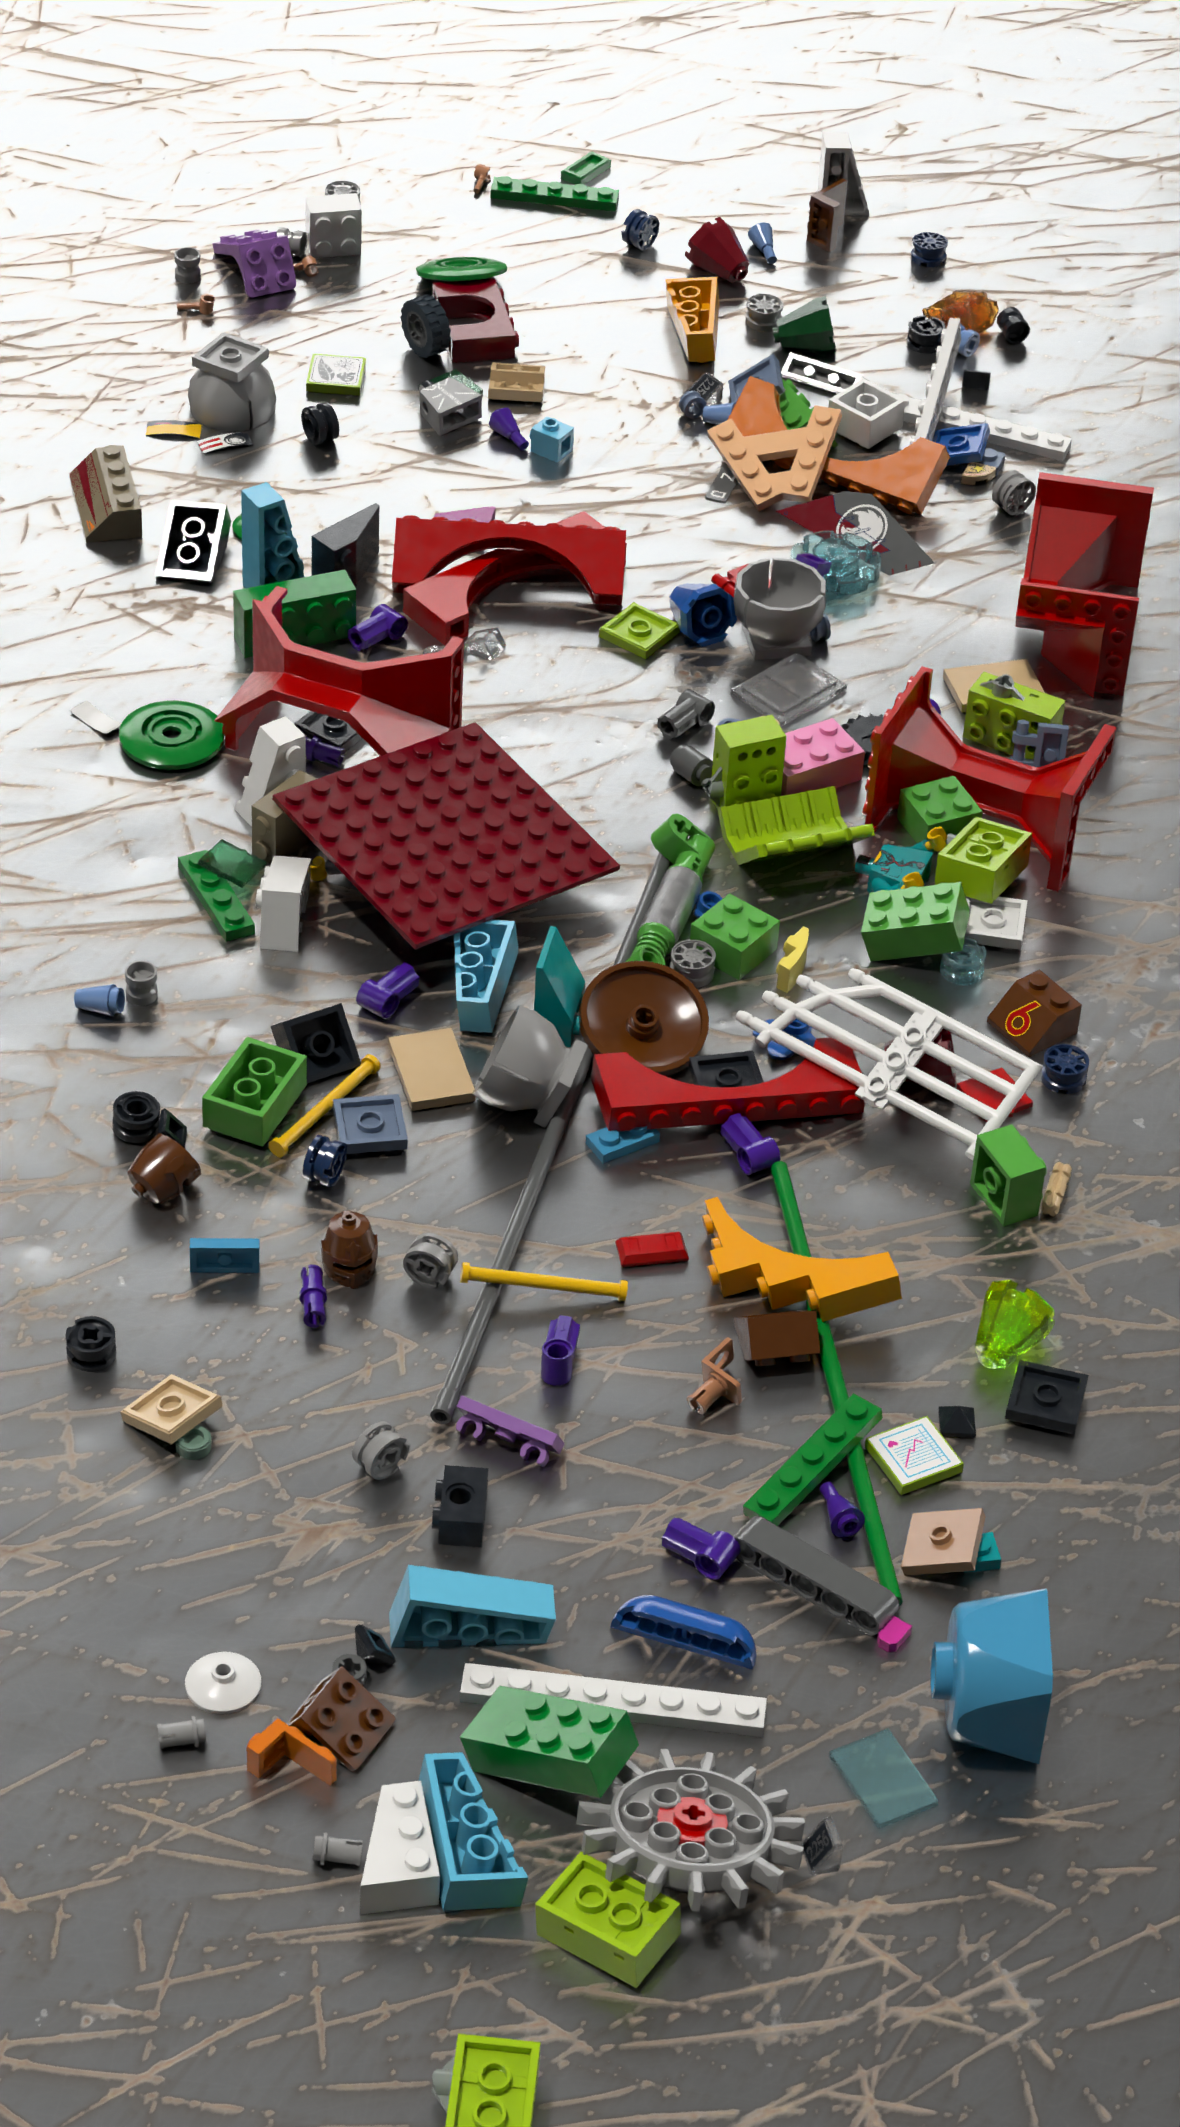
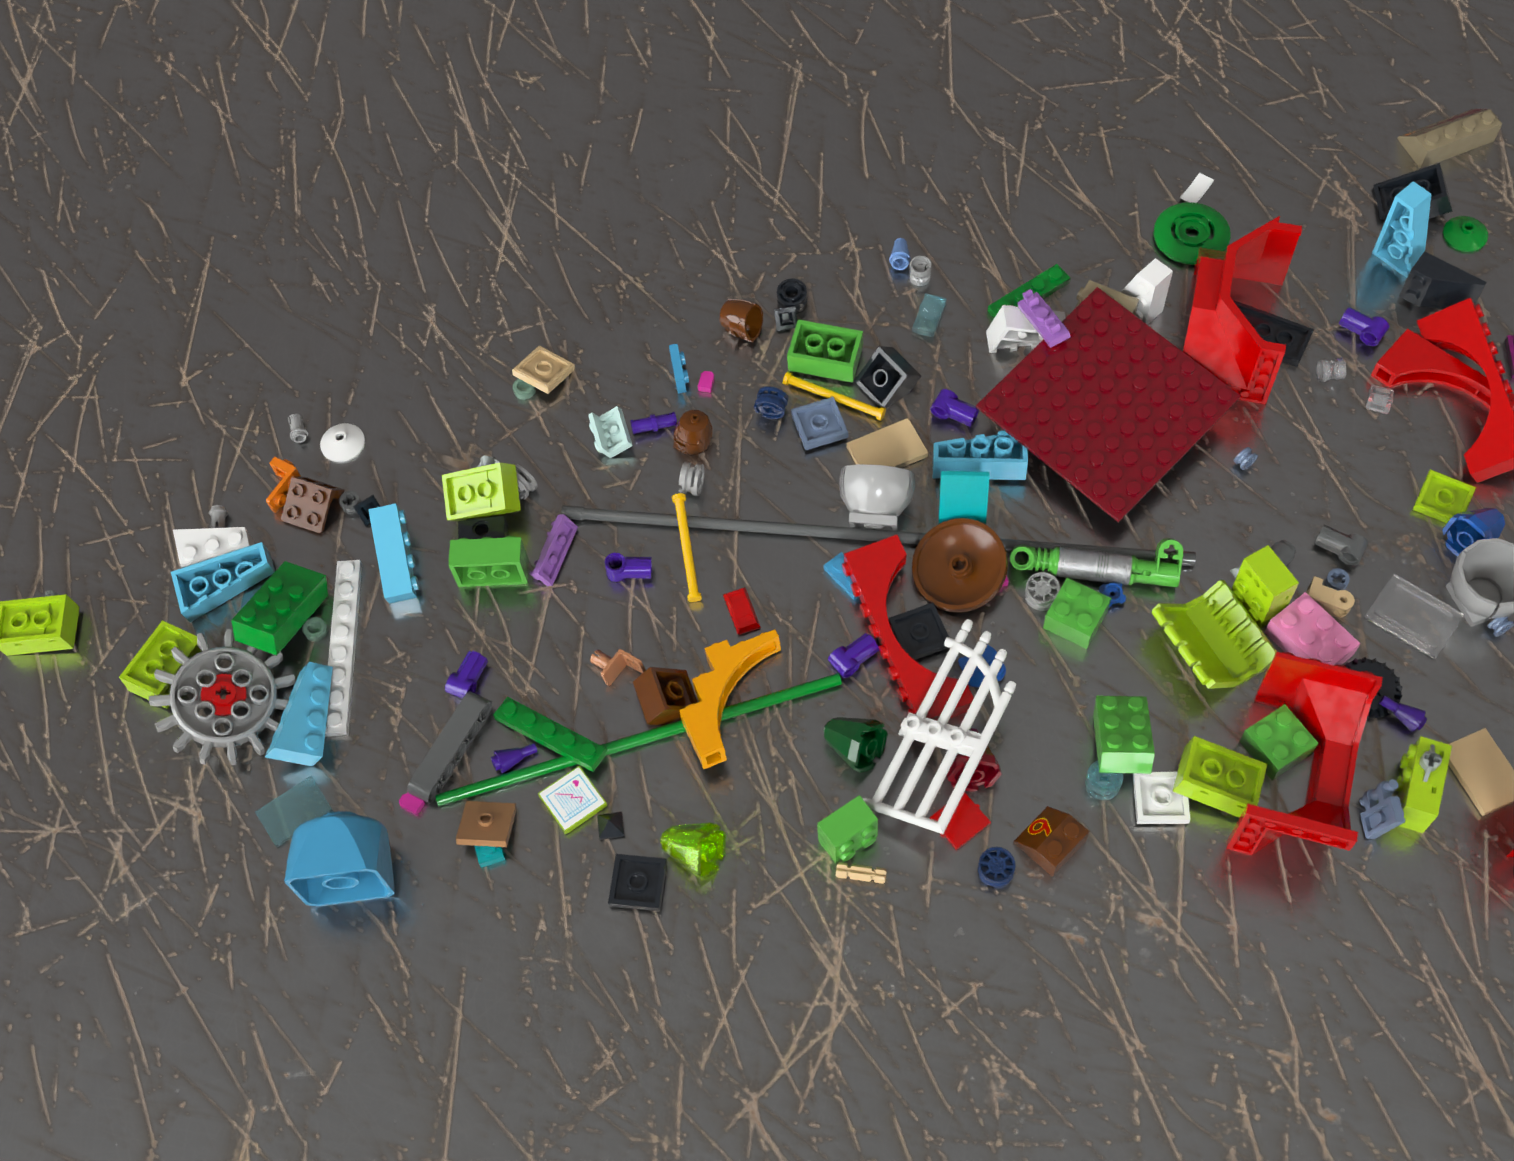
camera: 90 degrees right, 20 degrees up
(91, 1341) = (591, 318): black wheel -> none
(217, 990) = (929, 315): none -> clear light blue tile
(231, 863) = (1059, 292): clear green piece -> none
(252, 1230) = (706, 381): none -> dark pink piece
(307, 851) = (1043, 318): none -> medium lavender plate
(313, 611) = (1345, 267): green brick -> none
(317, 1341) = (610, 432): none -> light aqua bracket
(404, 1474) = (481, 490): none -> lime piece
(521, 1489) = (488, 561): none -> bright green brick
(544, 760) = (1245, 458): none -> sand blue bush
(687, 1629) = (401, 680): blue brick -> none
(737, 1728) = (304, 719): none -> medium azure wedge
(794, 961) = (1076, 659): light yellow slope -> none
(823, 1848) = (230, 781): slope -> none
(881, 1153) = (856, 740): none -> dark green cone
(901, 866) = (1193, 717): teal torso -> none

